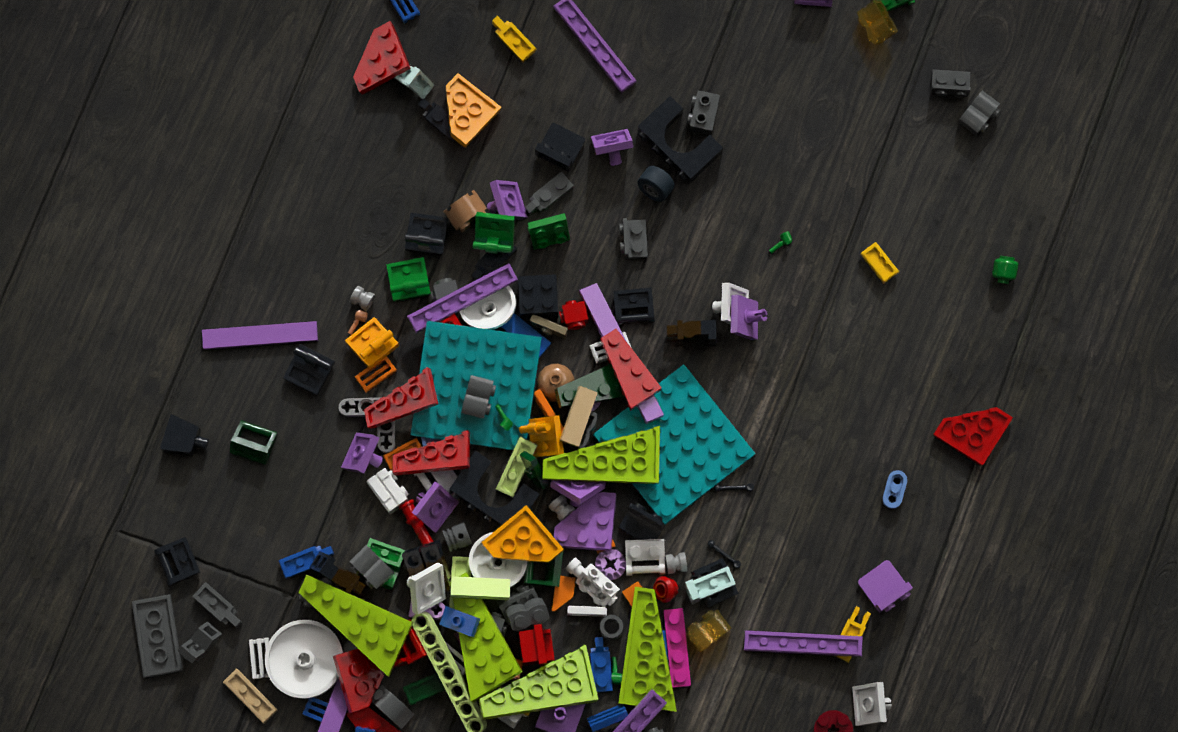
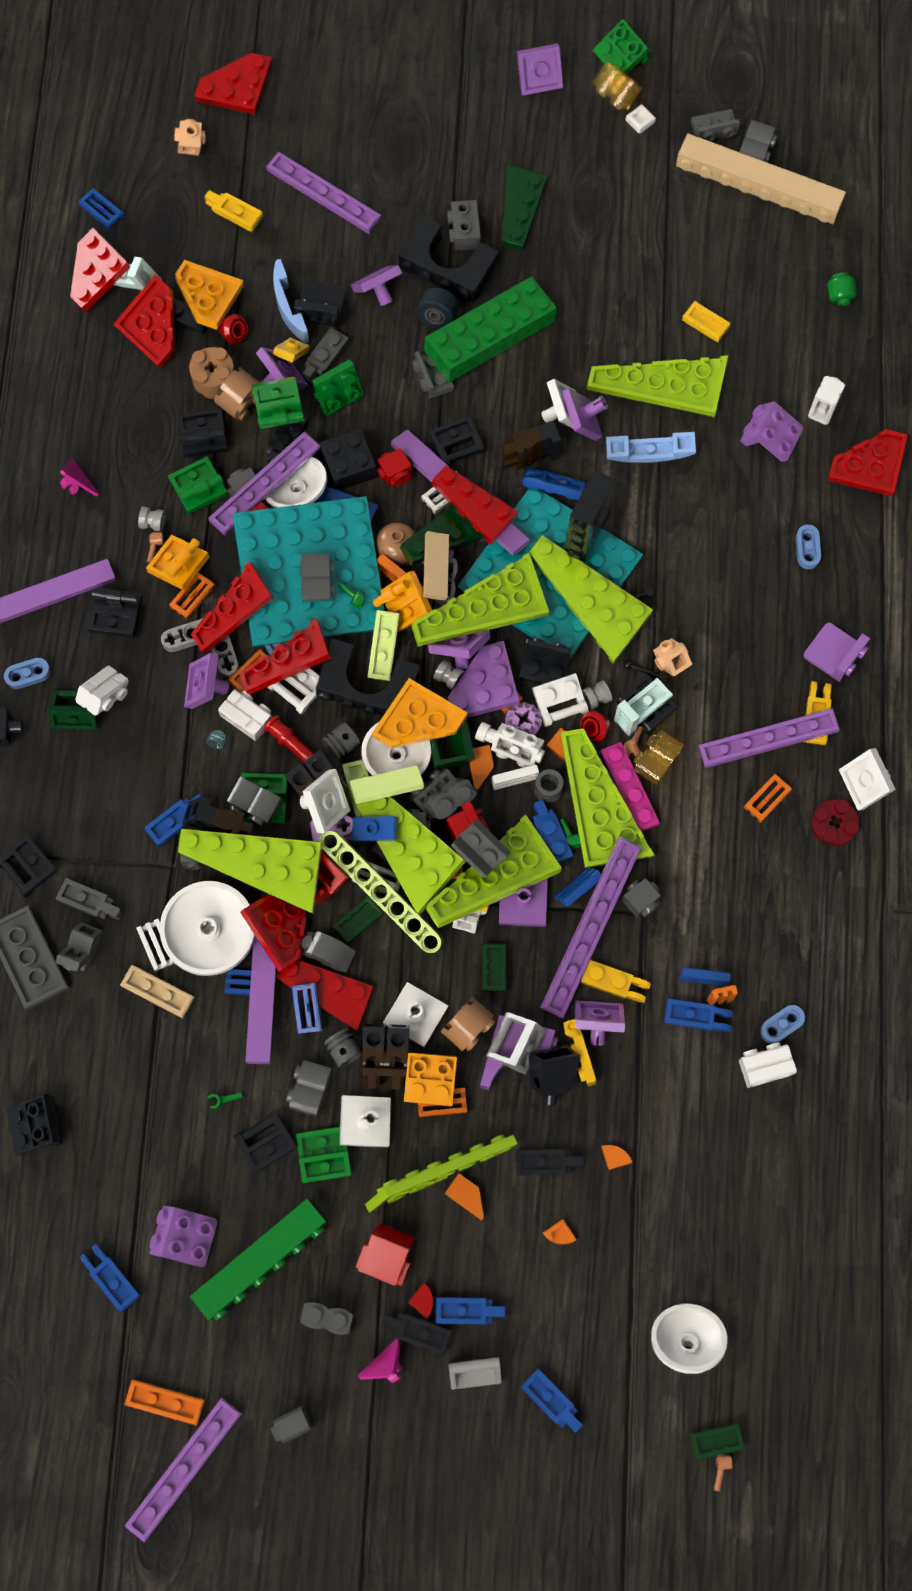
camera: 20 degrees left, 5 degrees down
(224, 398) = (27, 671): none -> medium blue plate
(278, 436) = (102, 690): none -> white brick
(311, 243) = (76, 477): none -> dark pink piece
(358, 503) = (216, 739): none -> clear light blue hinge
(412, 122) = (151, 321): none -> red plate
(434, 506) = (305, 714): medium lavender tile -> none
(444, 175) = (209, 370): none -> medium nougat brick
(479, 149) = (233, 329): none -> red cone
(521, 184) = (291, 350): none -> yellow plate
(531, 117) = (294, 322): none -> light blue slope
(533, 469) = (404, 640): dark green plate -> none
(535, 666) = (480, 848): none -> dark grey bracket
(548, 327) = (370, 488): dark tan plate -> none
(689, 614) = (631, 745): none -> nougat hand
(693, 216) = (490, 329): none -> green brick
(702, 369) = (553, 483): none -> blue hinge
(703, 487) = (597, 602): none -> lime wing
(714, 416) = (589, 516): none -> black arch
(747, 551) = (672, 657): none -> light nougat brick
(760, 103) = (522, 199): none -> dark green wing
(786, 239) = (597, 326): green hand -> none
(793, 362) = (651, 449): none -> light blue slope
(801, 684) = (755, 811): none -> orange tile
(832, 310) = (668, 383): none -> lime wing
(888, 56) = (640, 119): none -> white tile
(901, 378) = (773, 429): none -> medium lavender bracket
(954, 367) = (826, 399): none -> white brick
(971, 146) = (760, 178): none -> tan brick

